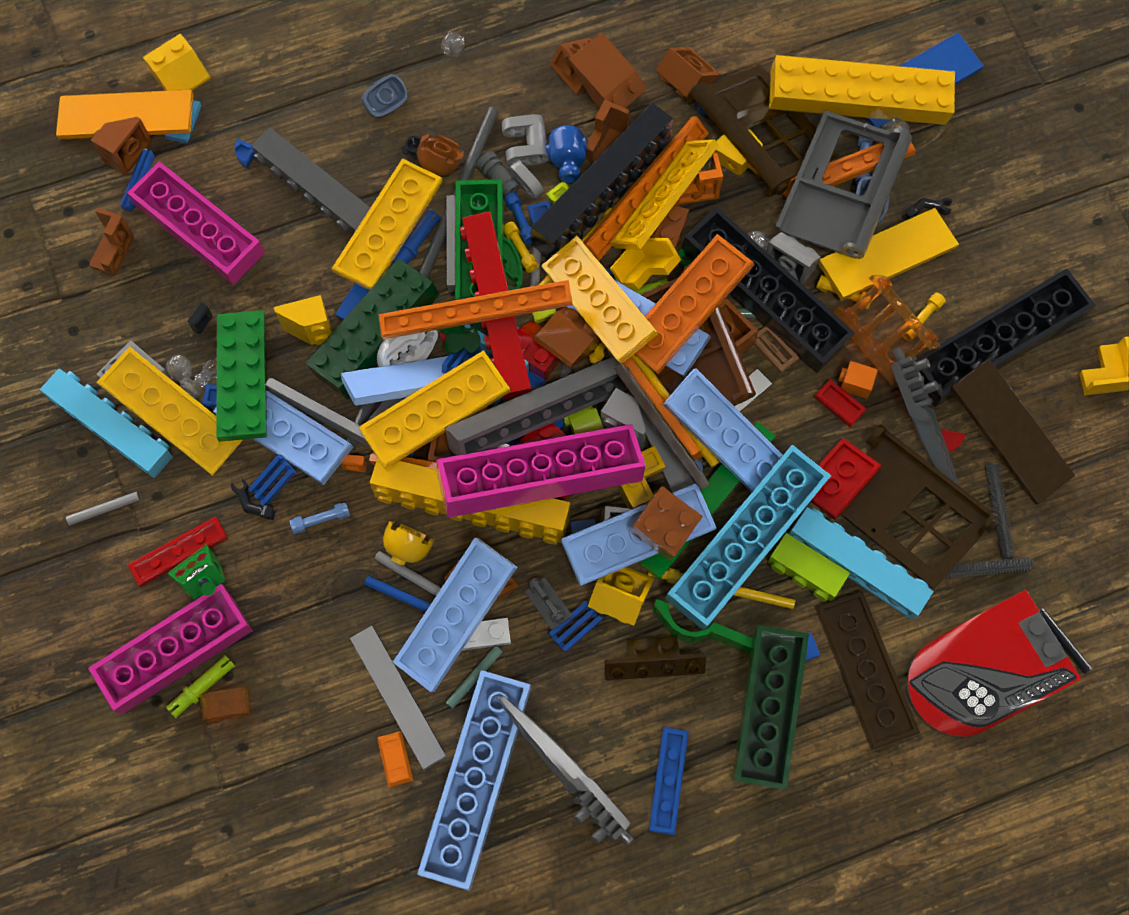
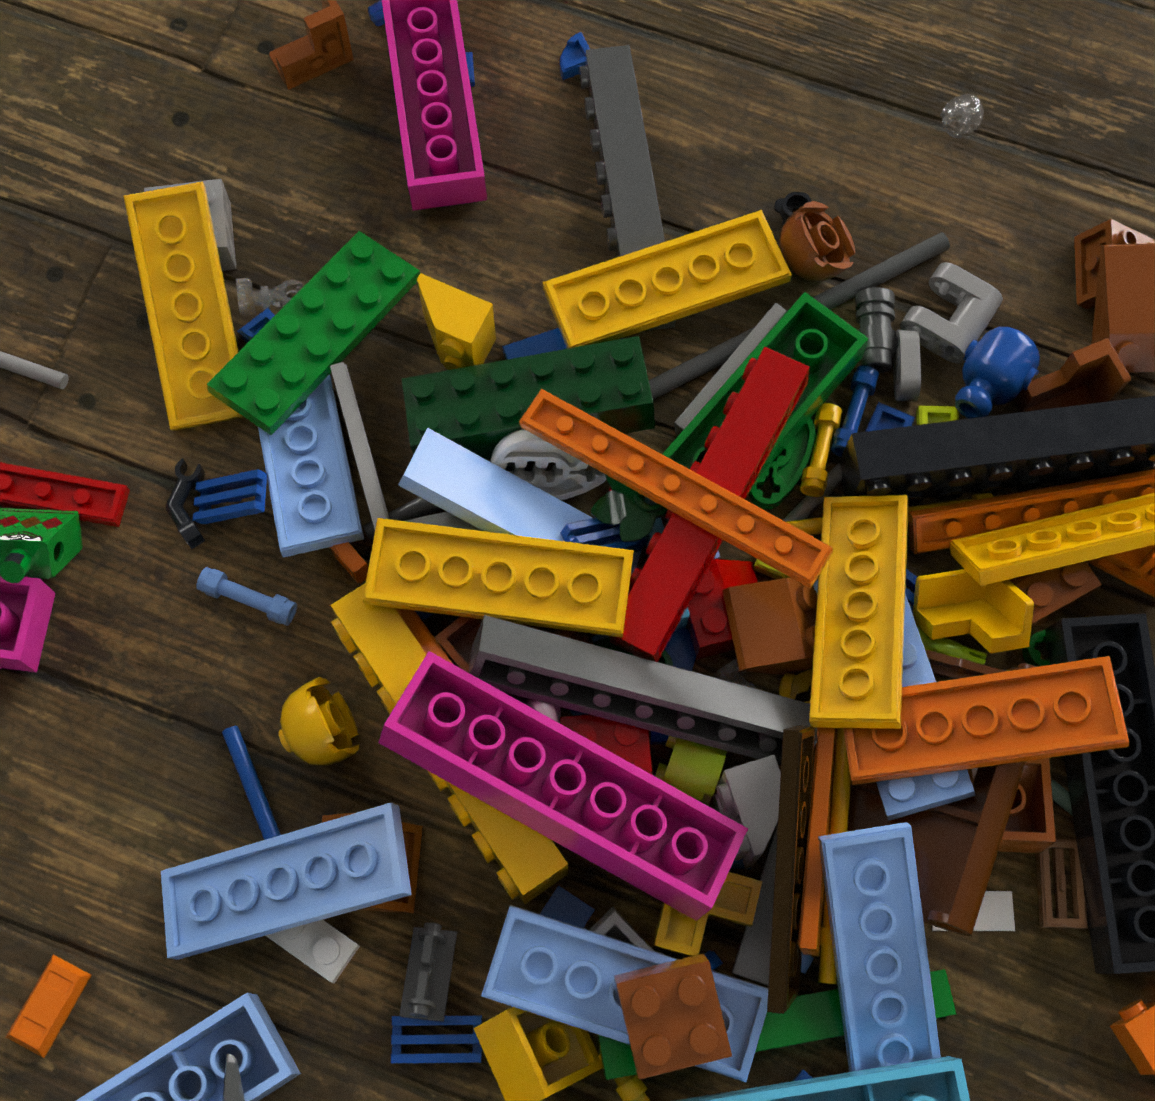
camera: 40 degrees right, 0 degrees up
(107, 423) = (108, 262): medium azure brick -> none
(179, 367) = (253, 260): clear piece -> none
(200, 318) = (333, 219): black tile -> none
(384, 96) = (813, 114): sand blue piece -> none
(398, 698) = (124, 928): light grey tile -> none
(408, 573) = (289, 772): light grey bar -> none
(410, 247) = (671, 336): blue pin -> none
(473, 677) = (240, 986): sand green bar -> none
(840, 403) = (1093, 1048): red tile -> none

